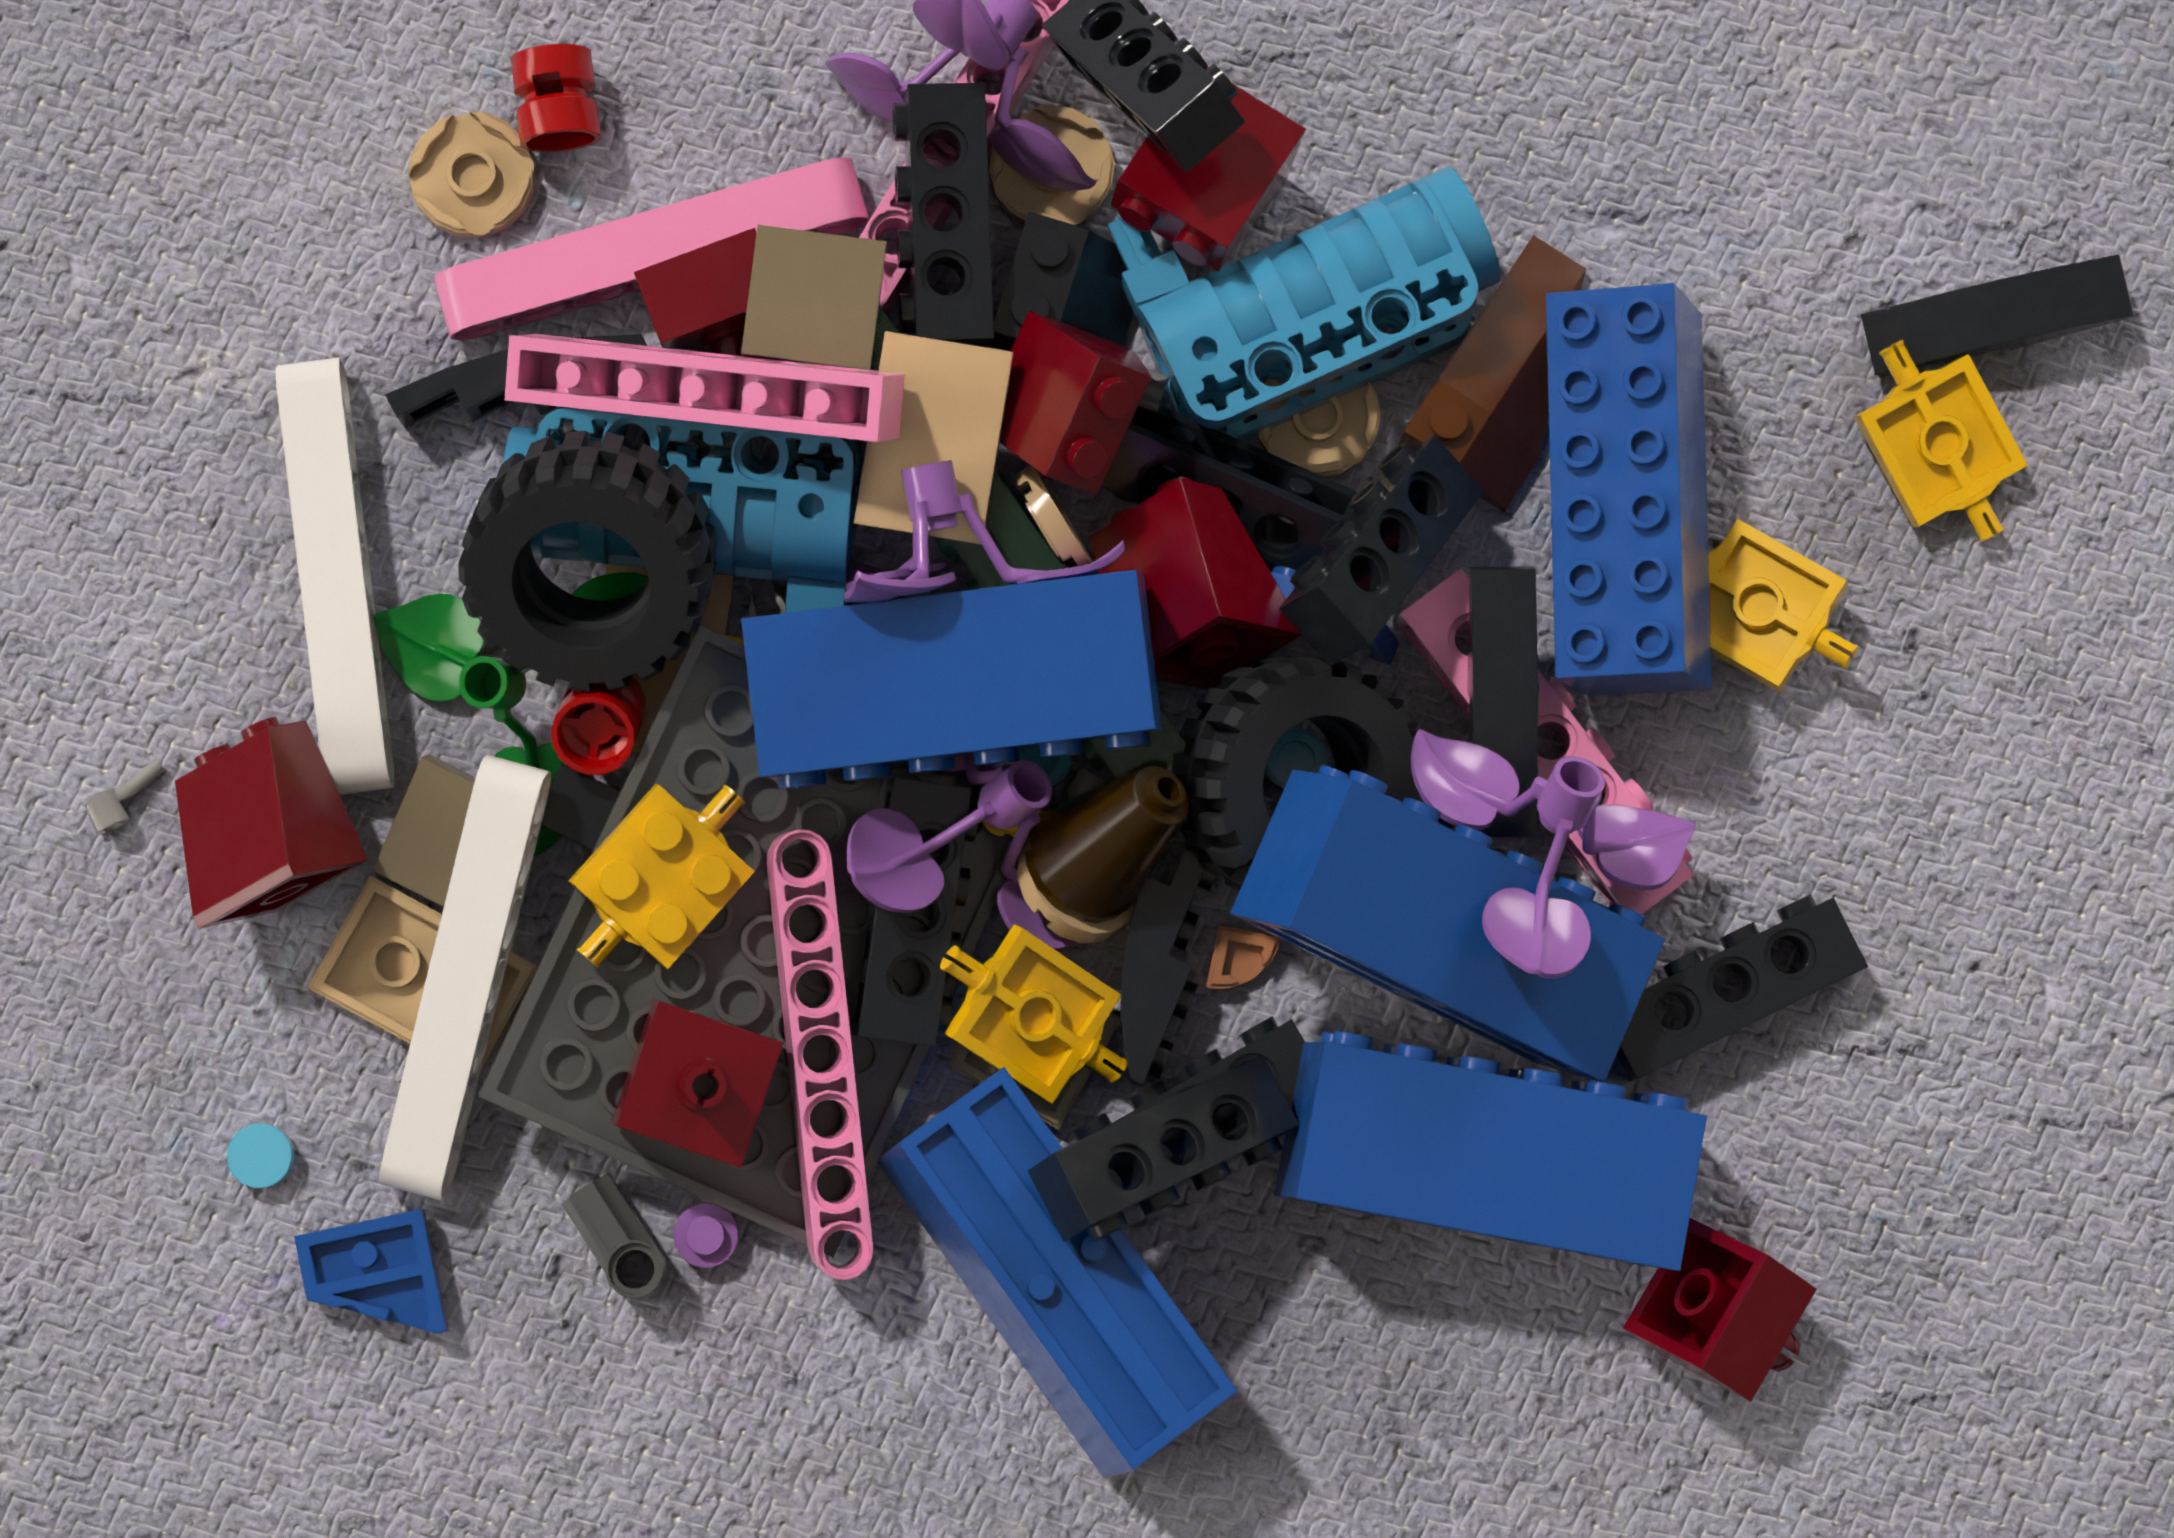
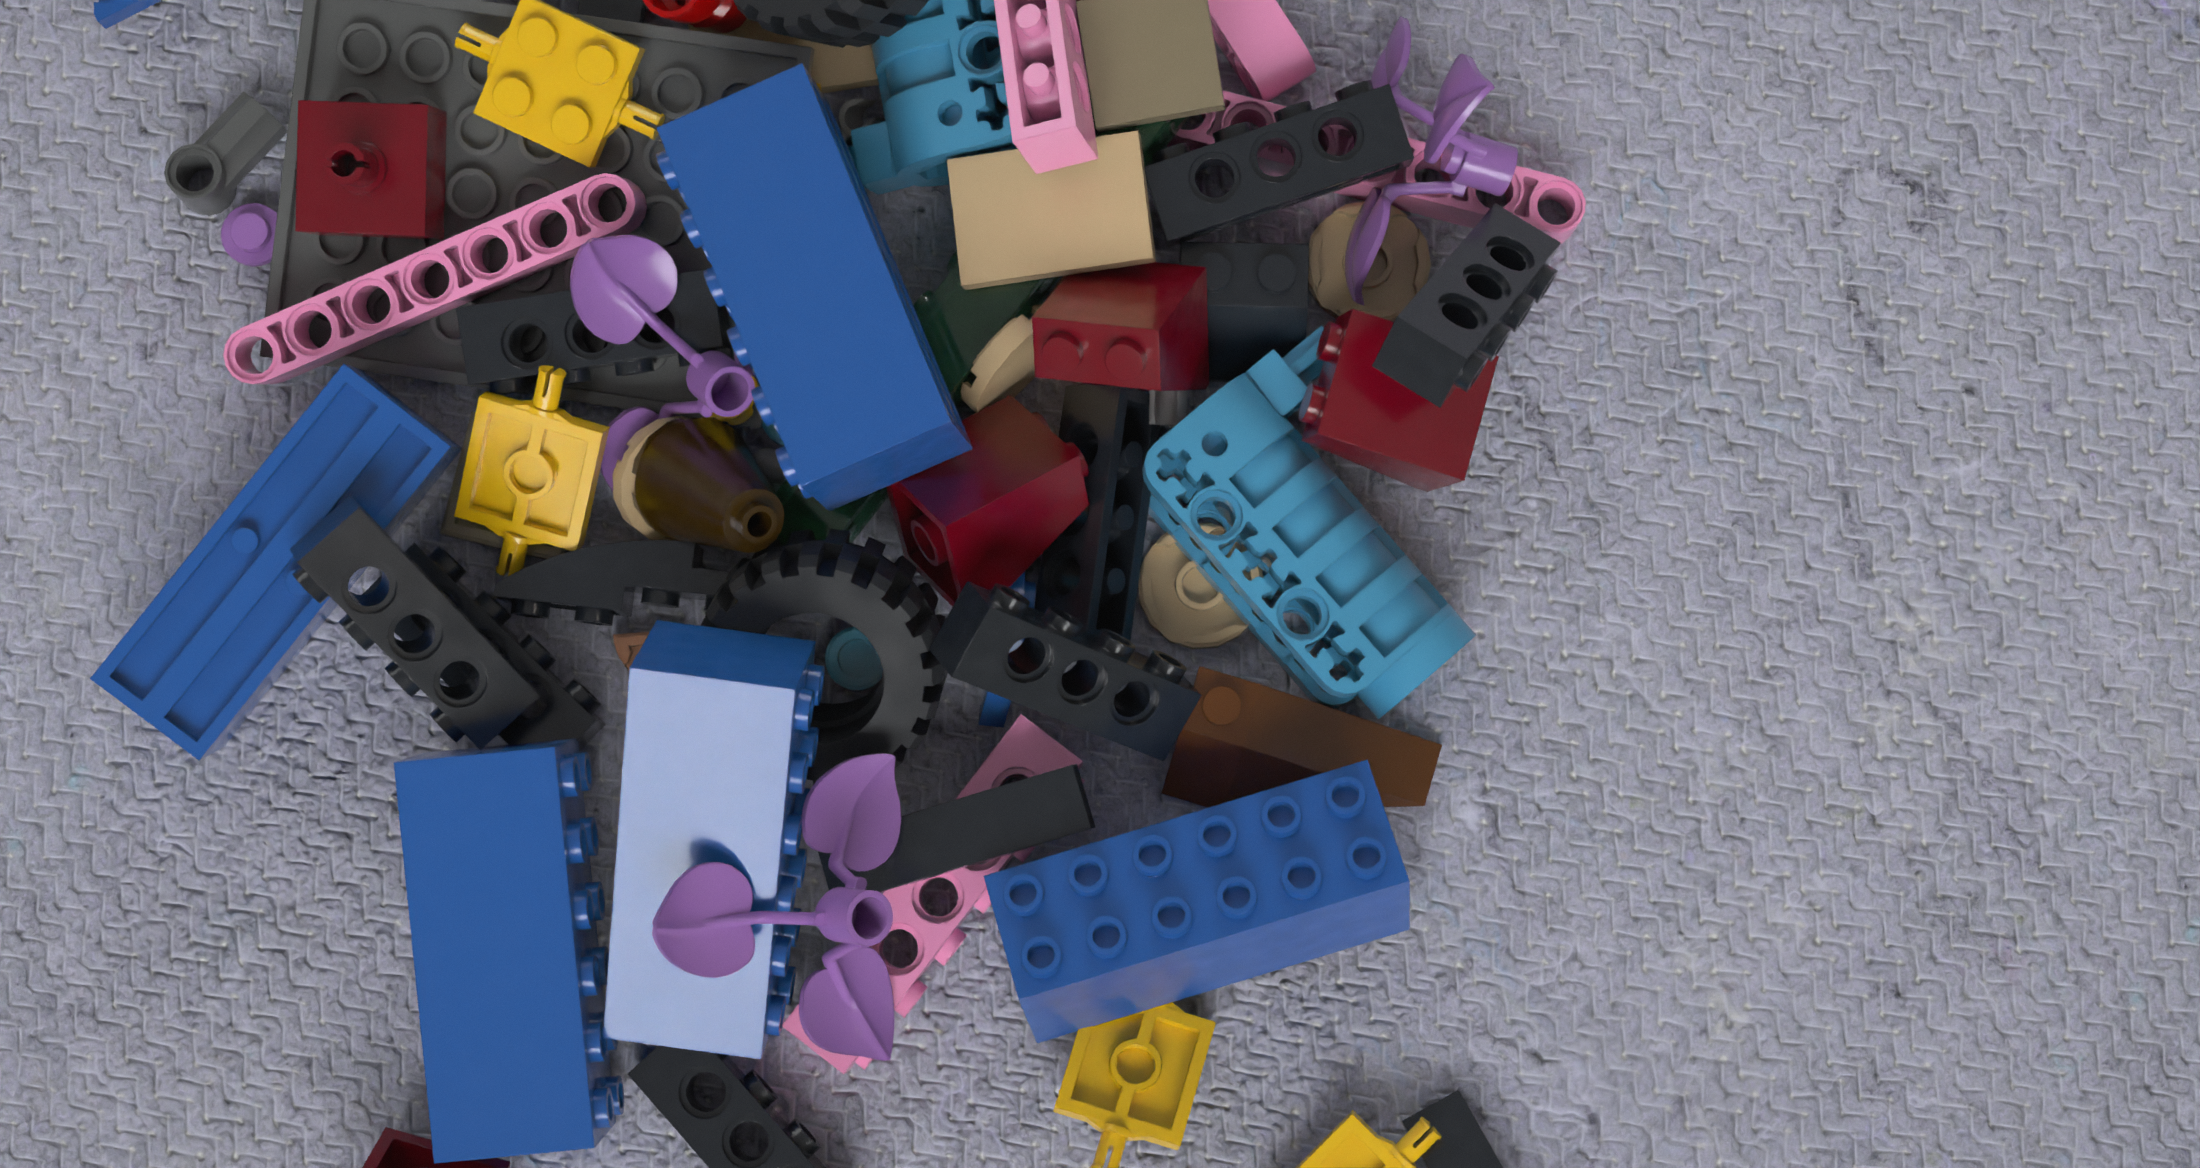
camera: 80 degrees right, 0 degrees up
(932, 507) = (974, 222): medium lavender plant -> none

